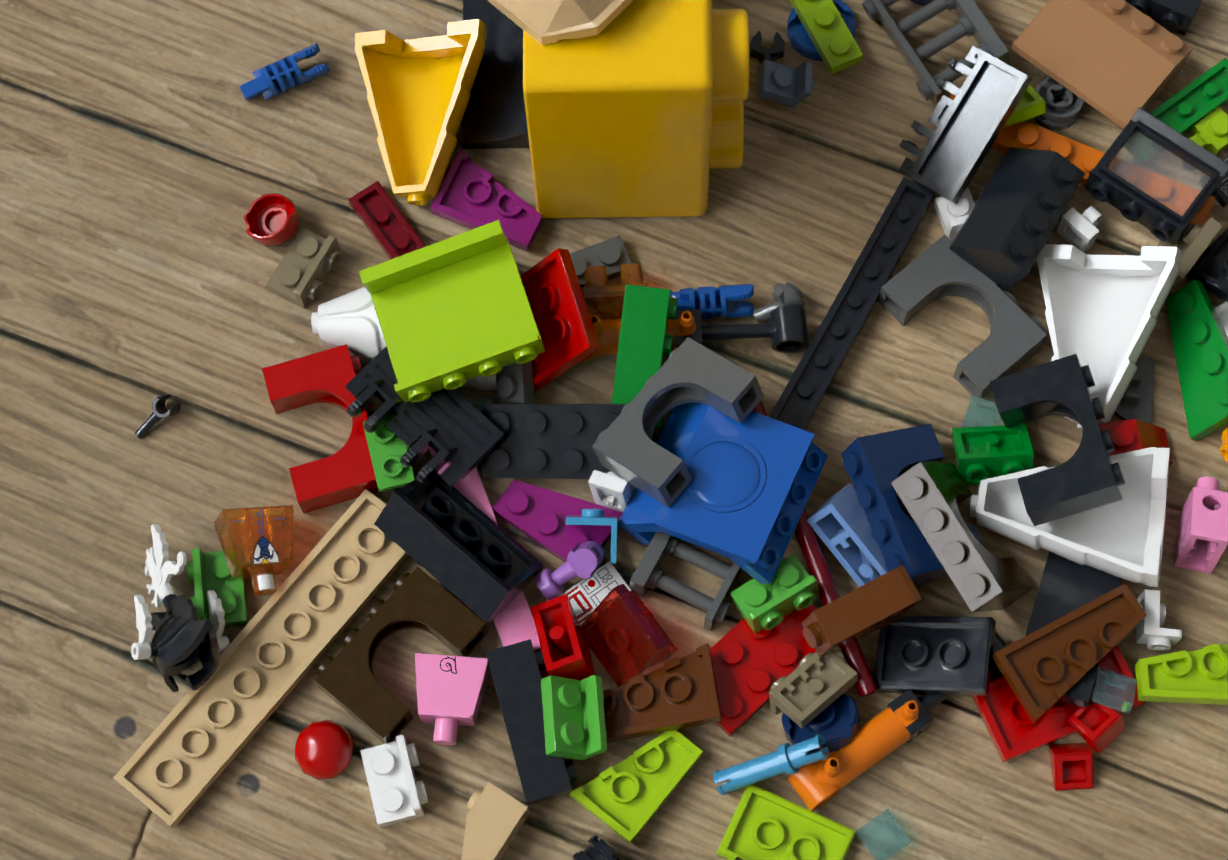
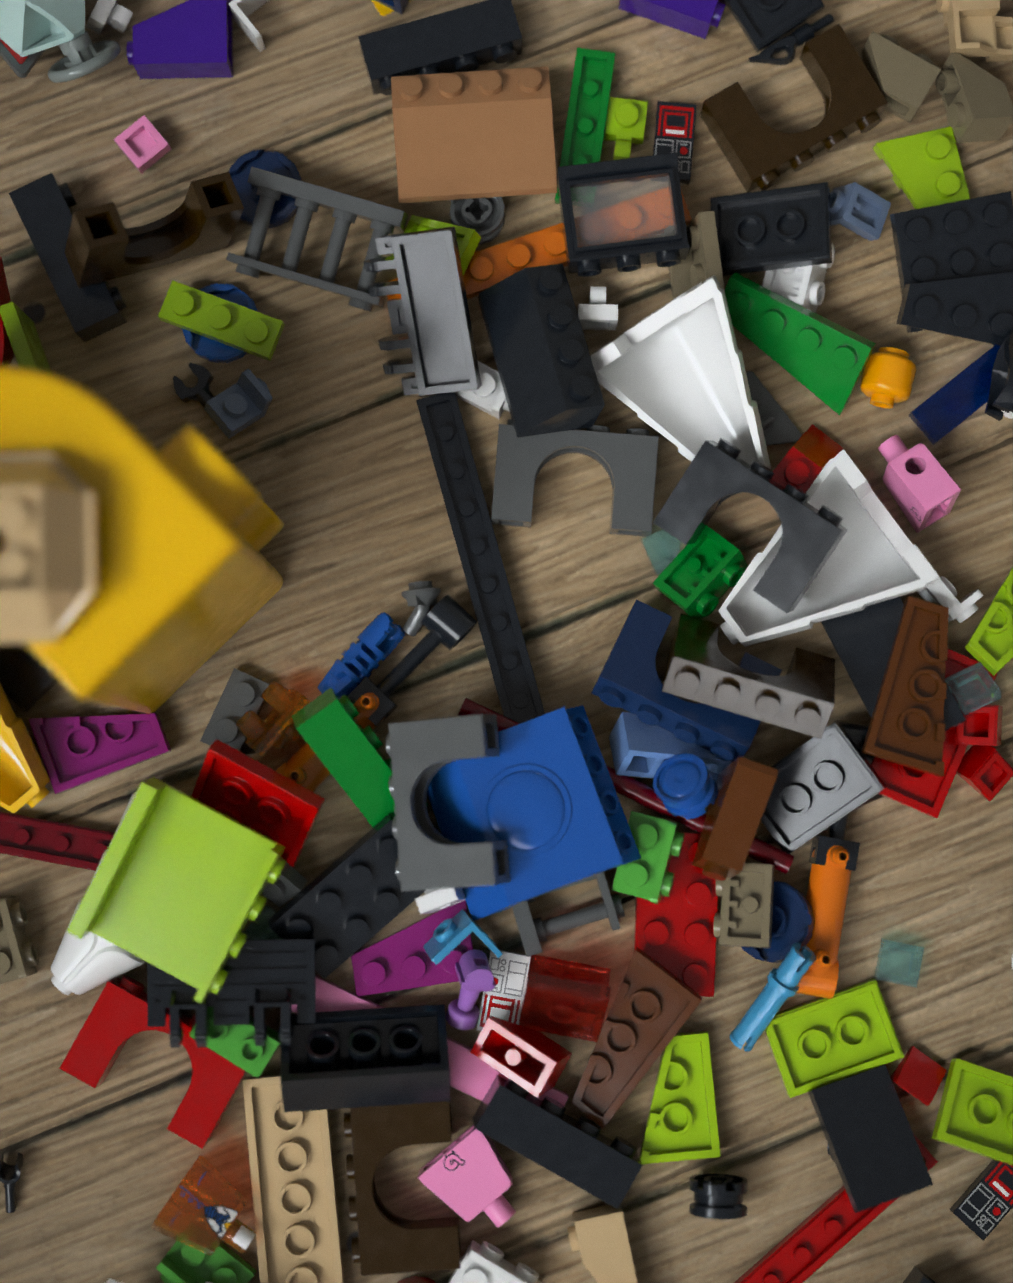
camera: 45 degrees left, 15 degrees up
(573, 717) = (591, 1110): bright green bracket -> none
(846, 563) = (685, 785): none -> blue wheel

